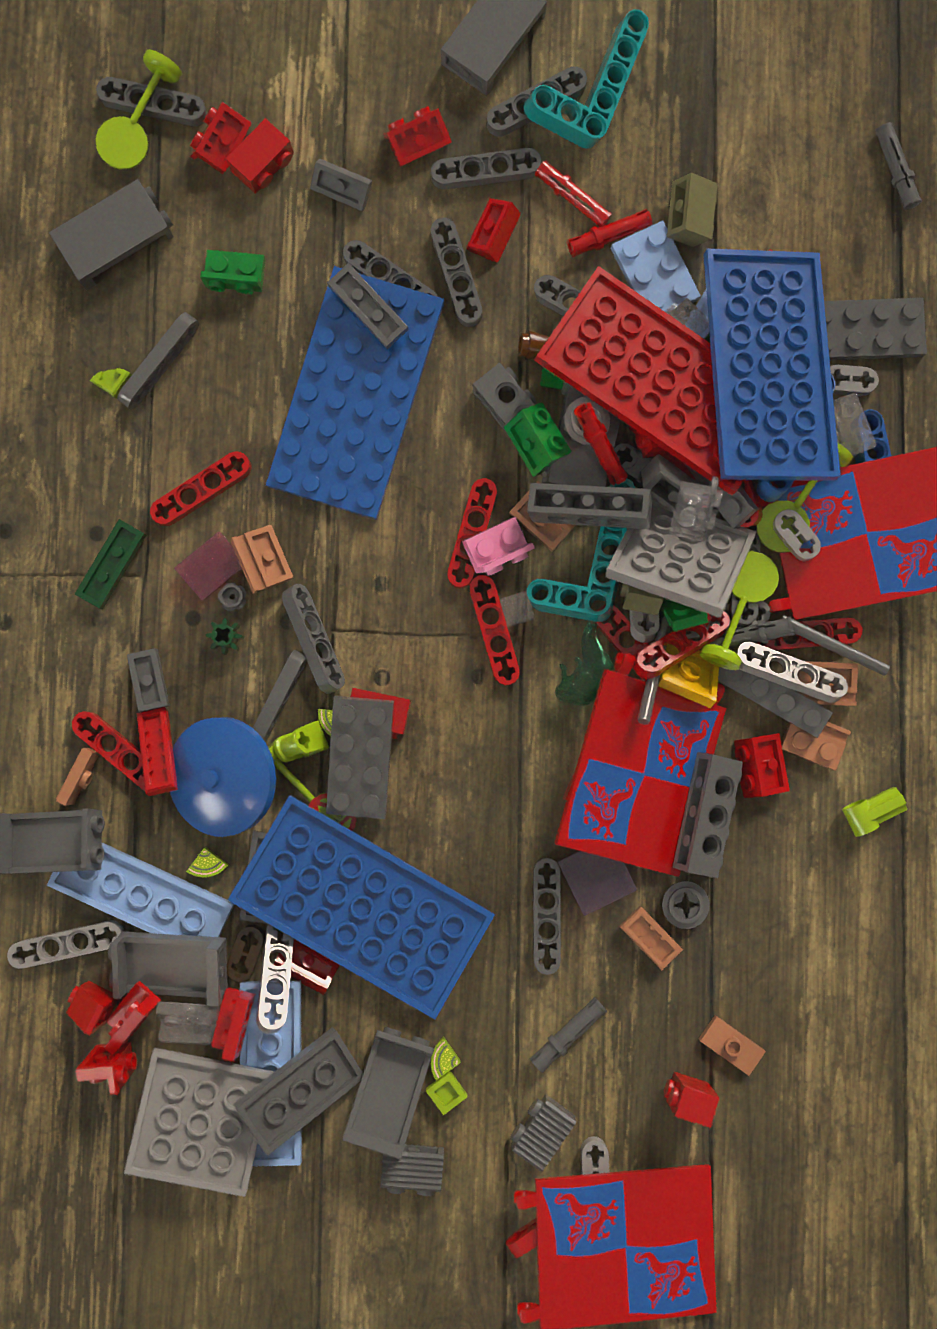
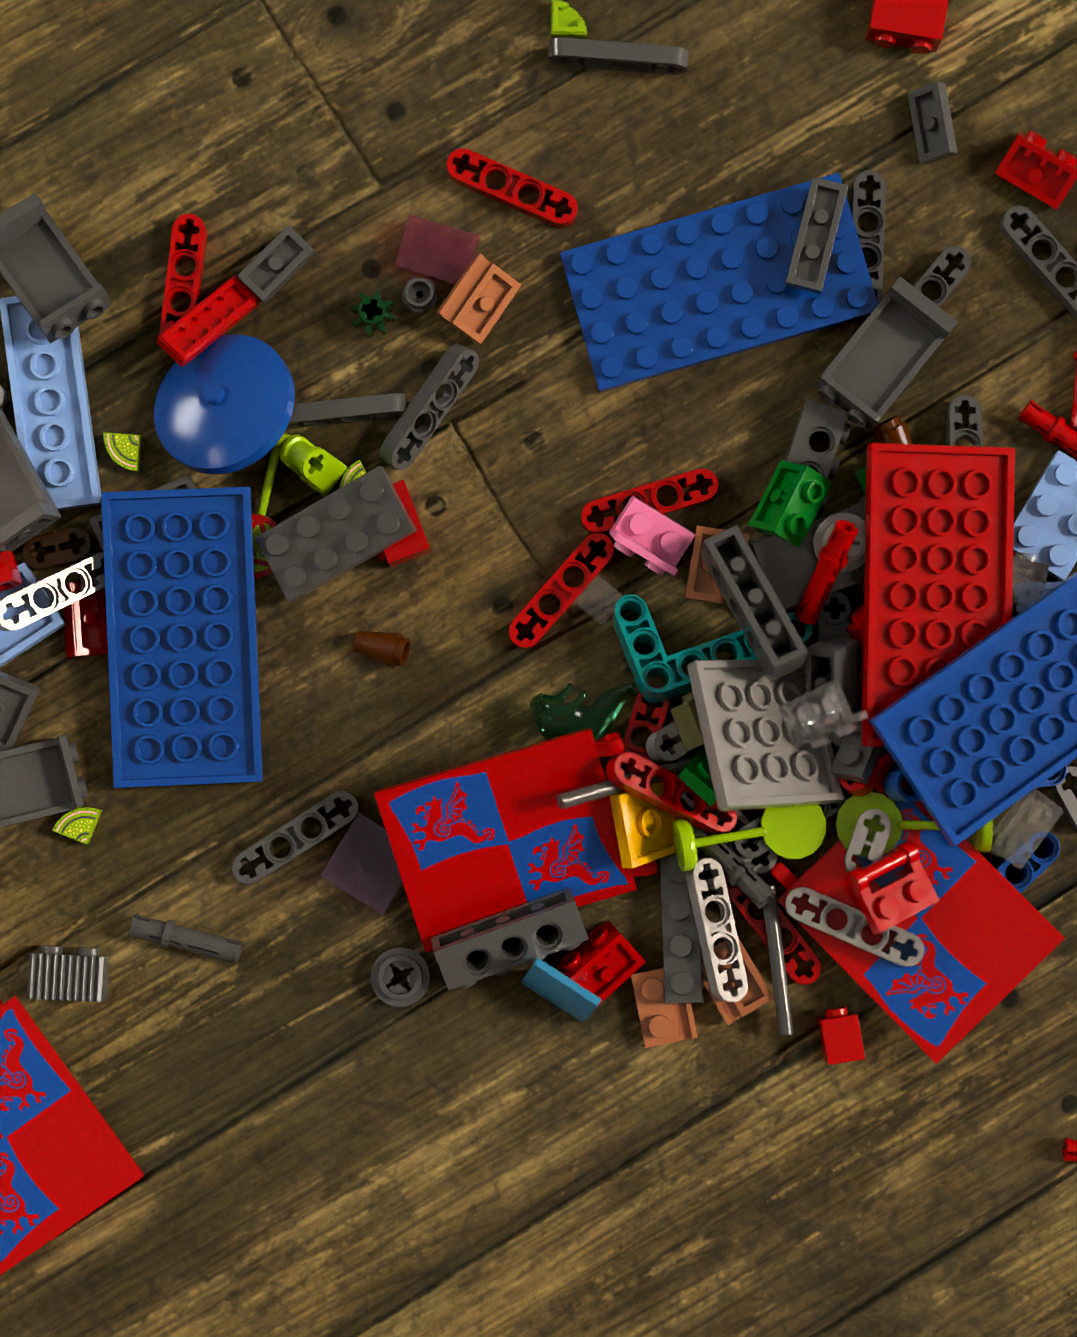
camera: 60 degrees right, 0 degrees up
(78, 777) = (130, 258): nougat plate -> none
(110, 564) = (371, 146): dark green plate -> none
(233, 271) = (766, 72): green bracket -> none
(446, 1092) = (46, 849): lime plate -> none
(456, 773) = (383, 647): none -> reddish brown cone
(476, 313) = (884, 354): none -> dark grey panel
(494, 229) = (992, 315): red slope -> none
(587, 1165) = (67, 1041): light grey beam -> none
(651, 937) = (342, 962): nougat plate -> none
(691, 1099) = (199, 1106): red brick -> none
(732, 1045) = (284, 1119): nougat plate -> none
(765, 802) = (560, 990): none -> dark azure slope
(846, 579) = (852, 931): none -> light grey beam
(848, 537) = (898, 898): none -> red plate
(867, 814) = (620, 1111): lime piece -> none
(910, 636) = (840, 1036): none -> red brick

